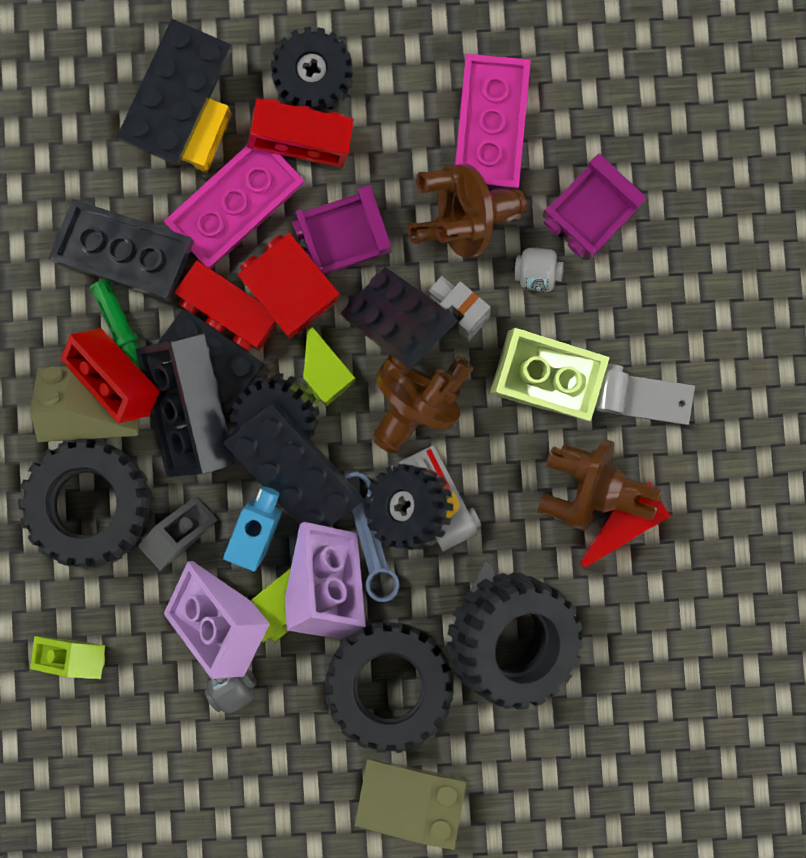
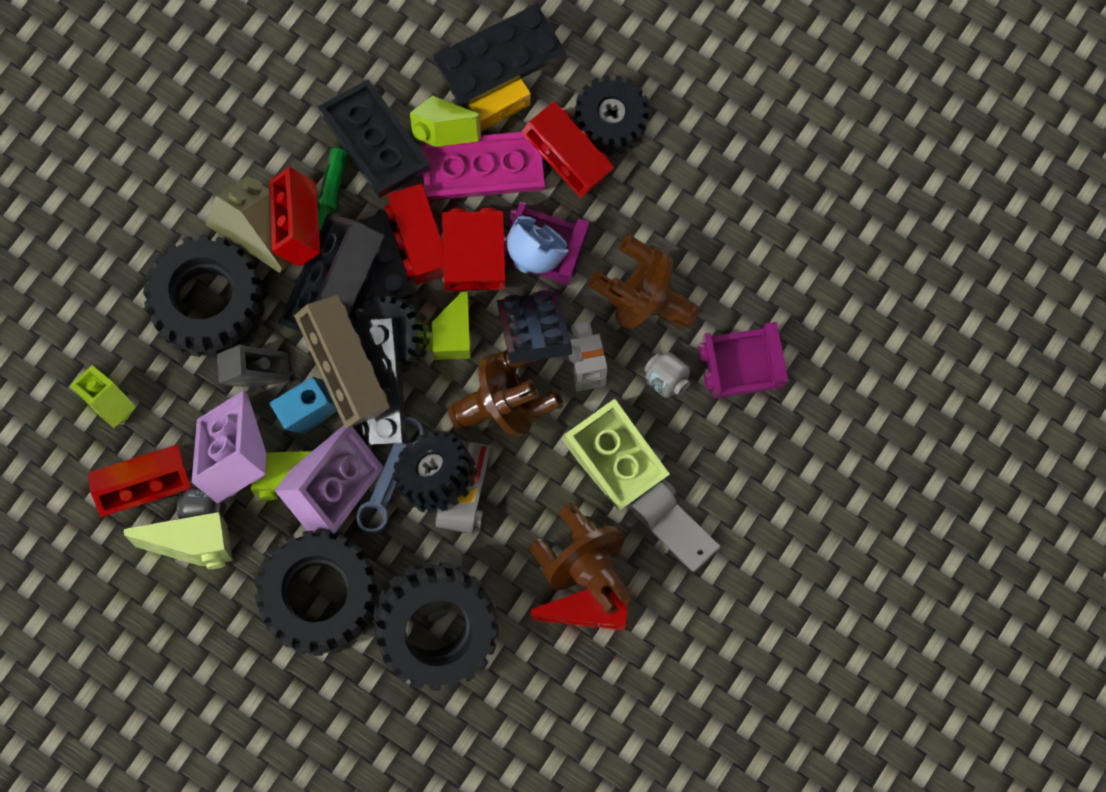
camera: 30 degrees right, 10 degrees down
(159, 707) = (139, 480): none -> red brick
(173, 190) = (444, 123): none -> lime slope
(249, 724) = (194, 539): none -> yellowish green slope
(259, 476) = (341, 361): none -> dark tan brick
(341, 242) = (534, 247): none -> light blue cylinder
(411, 803) = (265, 695): olive slope -> none
(493, 118) = (718, 244): dark pink plate -> none

